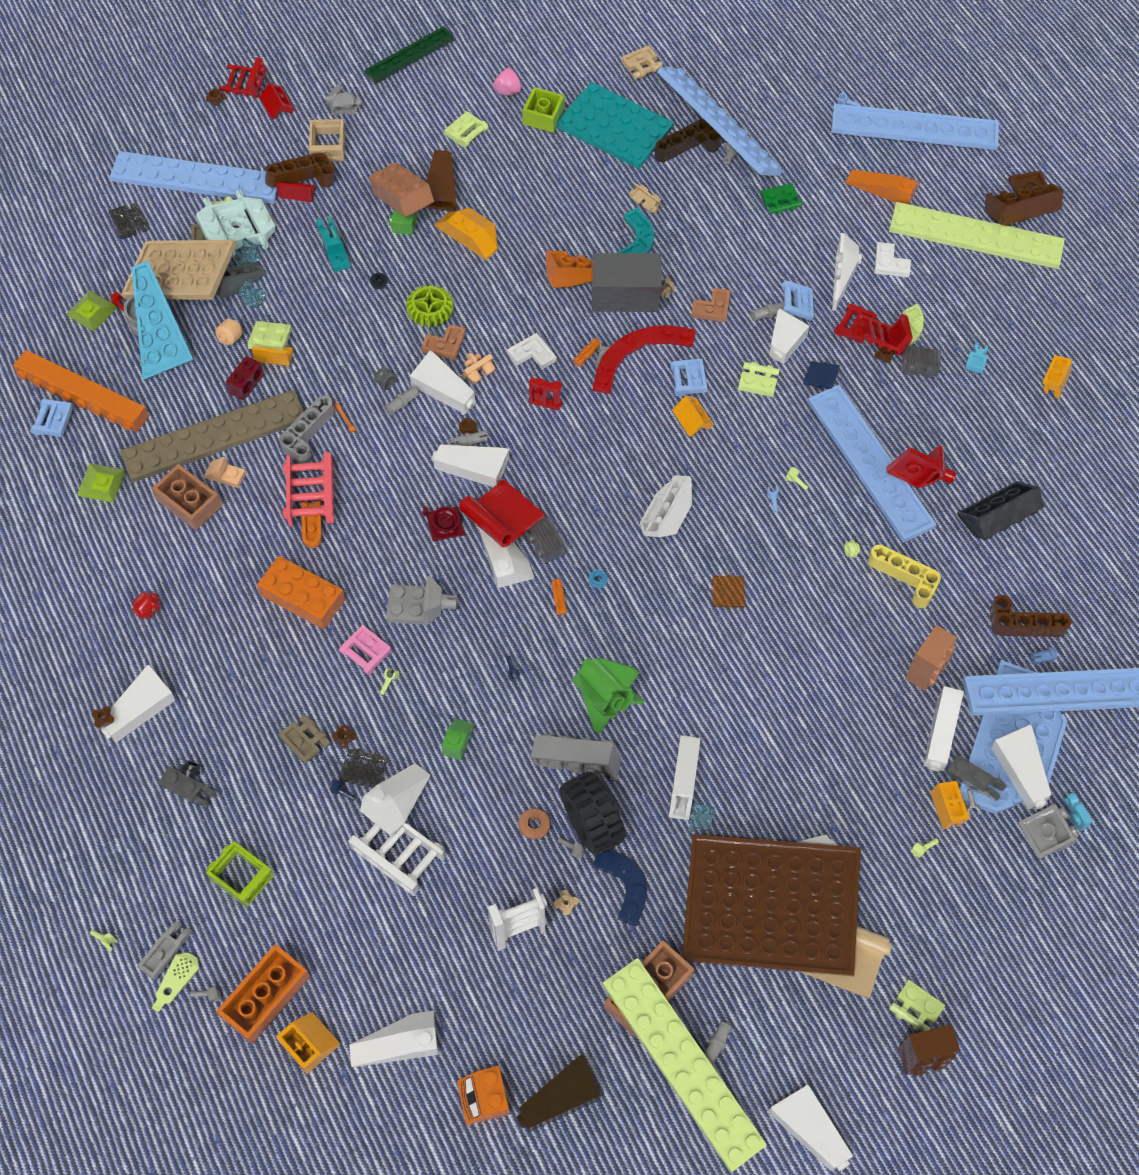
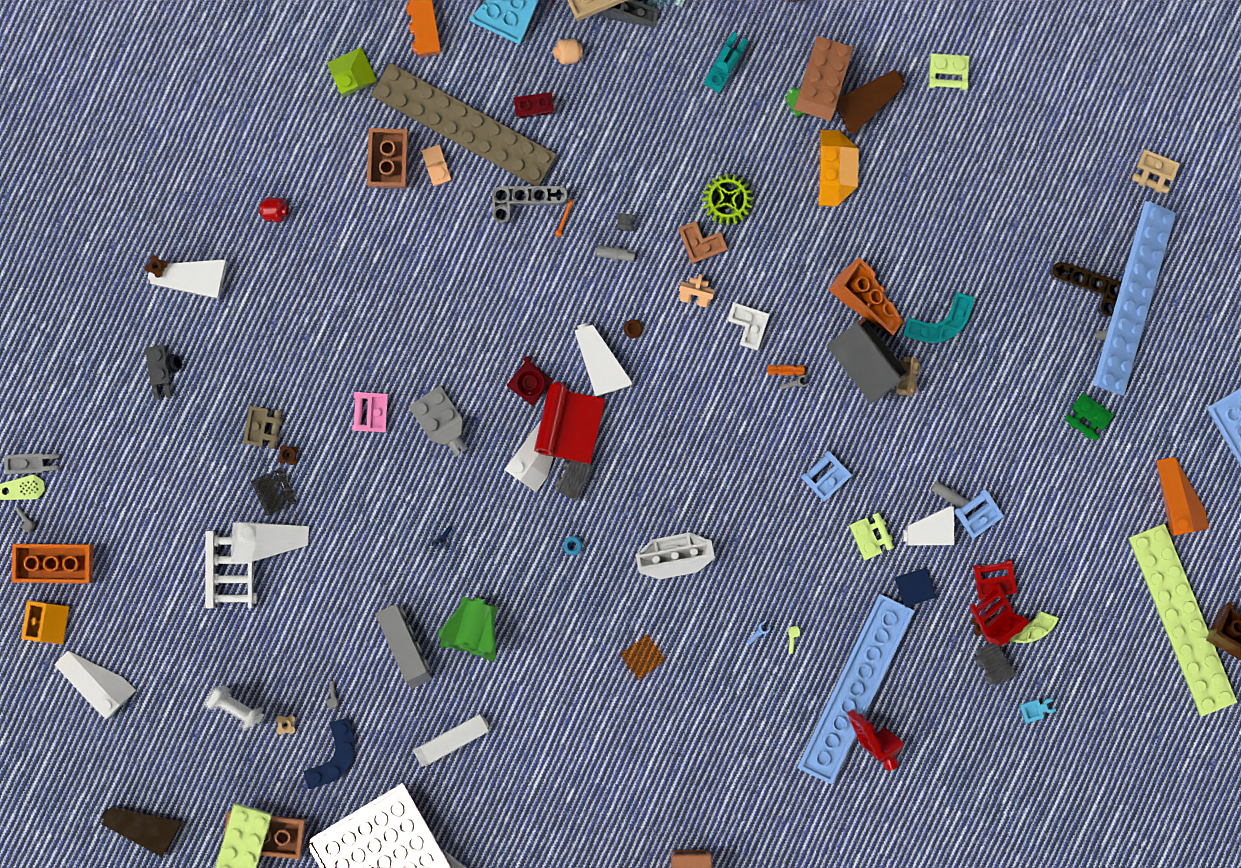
camera: 50 degrees right, 25 degrees up
(106, 939) = (5, 414): yellowish green hand -> none
(251, 296) = (621, 37): clear light blue panel -> none
(254, 887) = (107, 476): lime window -> none
(269, 335) = (591, 89): yellowish green plate -> none
(273, 356) = (578, 105): light orange panel -> none
(301, 592) = (377, 322): orange brick -> none
(311, 526) = (445, 276): orange plate -> none
(325, 495) = (490, 256): coral fence -> none
(335, 788) = (244, 482): dark blue hand -> none
(378, 280) = (721, 138): black plate -> none
(388, 679) = (360, 450): yellowish green hand -> none
(441, 383) = (657, 273): white slope -> none
(457, 739) = (352, 543): bright green slope -> none
(469, 439) = (620, 339): light grey pin -> none
(483, 1096) = (103, 774): orange slope -> none
(507, 83) = (1028, 68): bright pink helmet -> none
(534, 814) = (338, 654): nougat piece -> none
(539, 393) = (708, 366): red plate -> none
(543, 109) = (1021, 128): lime brick -> none
(559, 598) = (532, 527): orange axle -> none
(592, 813) = (358, 699): black tyre -> none
(614, 125) = (1060, 202): teal plate -> none
(634, 341) = (824, 400): red plate -> none
(651, 201) = (995, 289): tan hinge -> none
(692, 415) = (789, 508): light orange panel -> none
(701, 817) = (425, 777): clear light blue panel -> none
(714, 310) = (915, 448): nougat plate -> none
(845, 267) = (1055, 527): white wedge -> none
(851, 549) = (757, 730): yellowish green plate -> none
(887, 264) = (1086, 561): white plate -> none
(903, 570) = (764, 787): light yellow beam -> none
(1001, 509) = (889, 827): black slope -> none
(1057, 375) = (1068, 790): light orange hinge -> none

